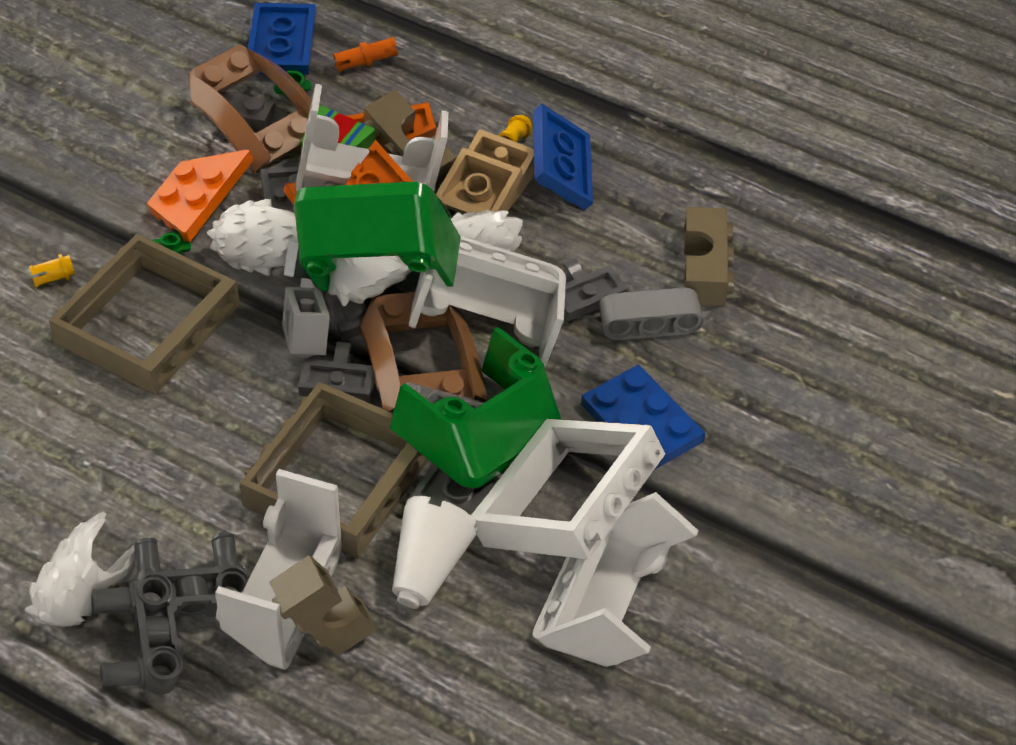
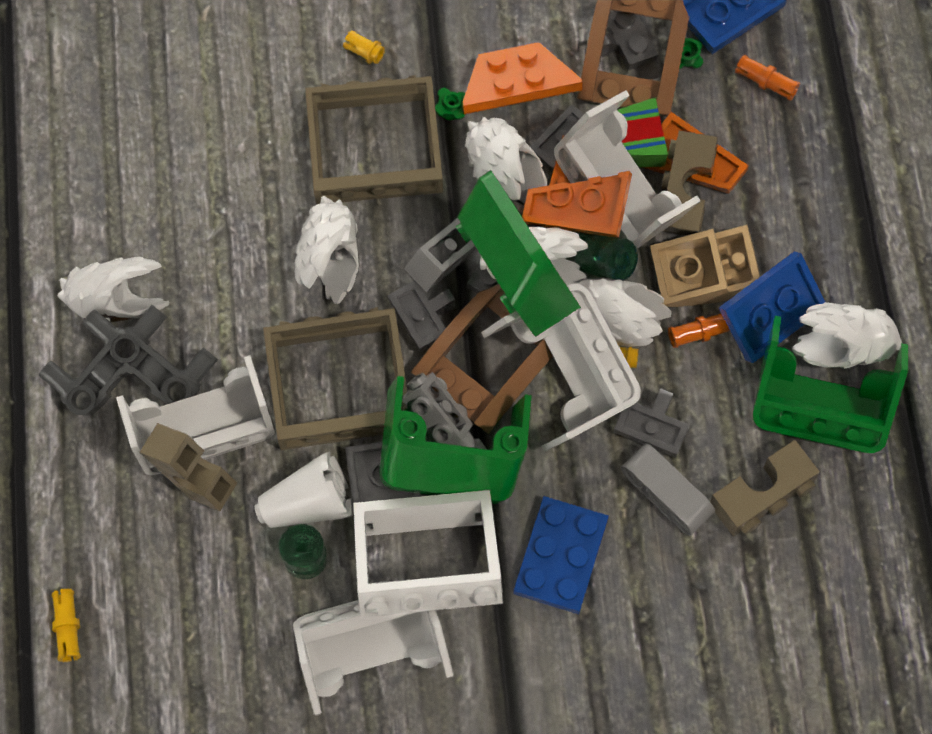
camera: 55 degrees right, 20 degrees up
(215, 395) = (328, 249): none -> white head
(477, 586) = (303, 551): none -> clear green wheel
(518, 128) = (776, 249): yellow pin -> none
(535, 213) = (699, 329): none -> orange pin
(631, 128) = (847, 336): none -> white head
(698, 170) = (825, 409): none -> green windscreen

